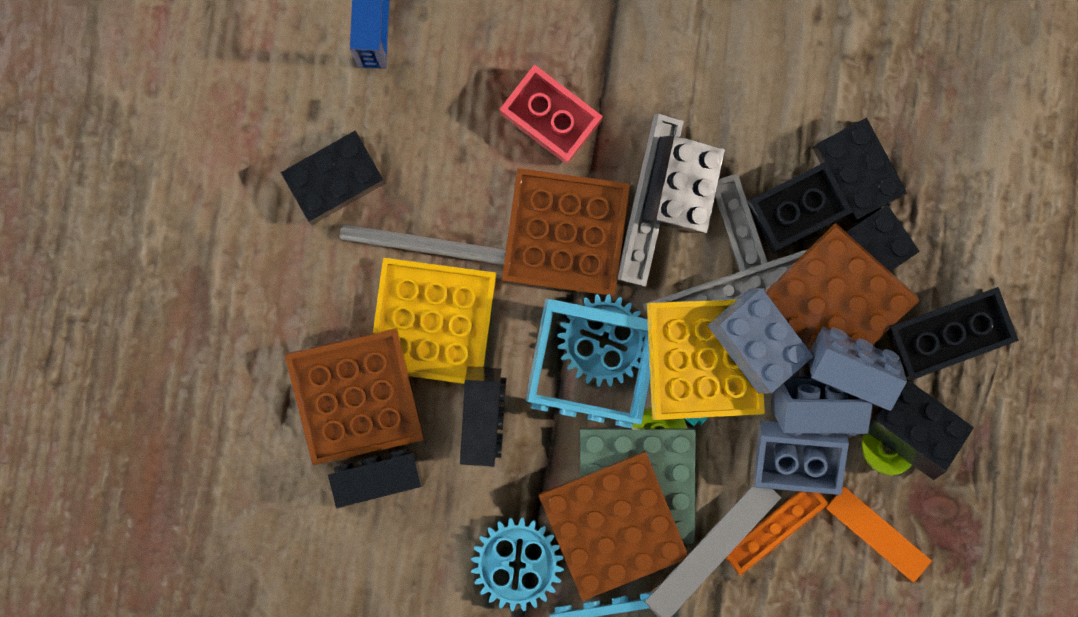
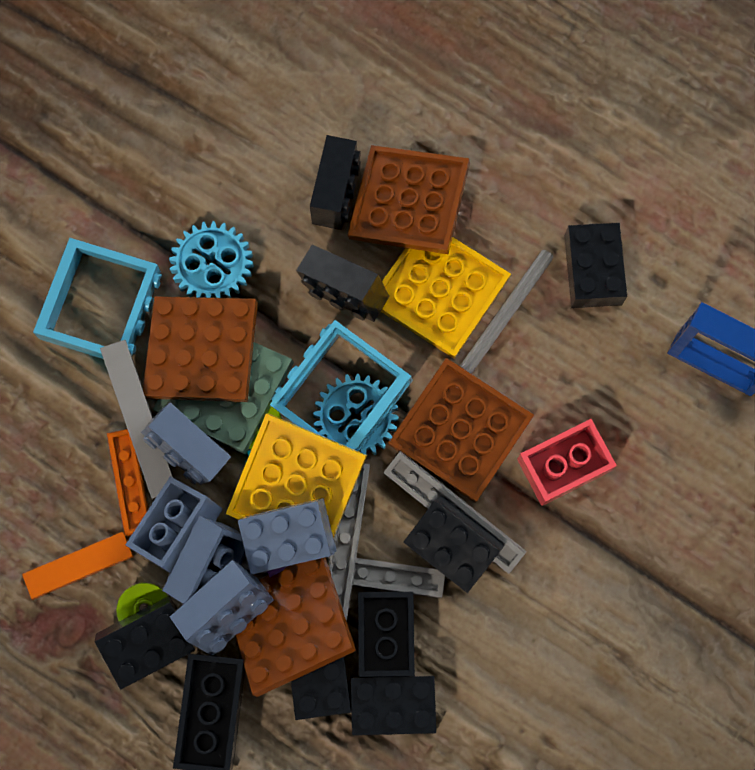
camera: 120 degrees right, 10 degrees down
(720, 487) = (185, 445): none -> sand blue brick

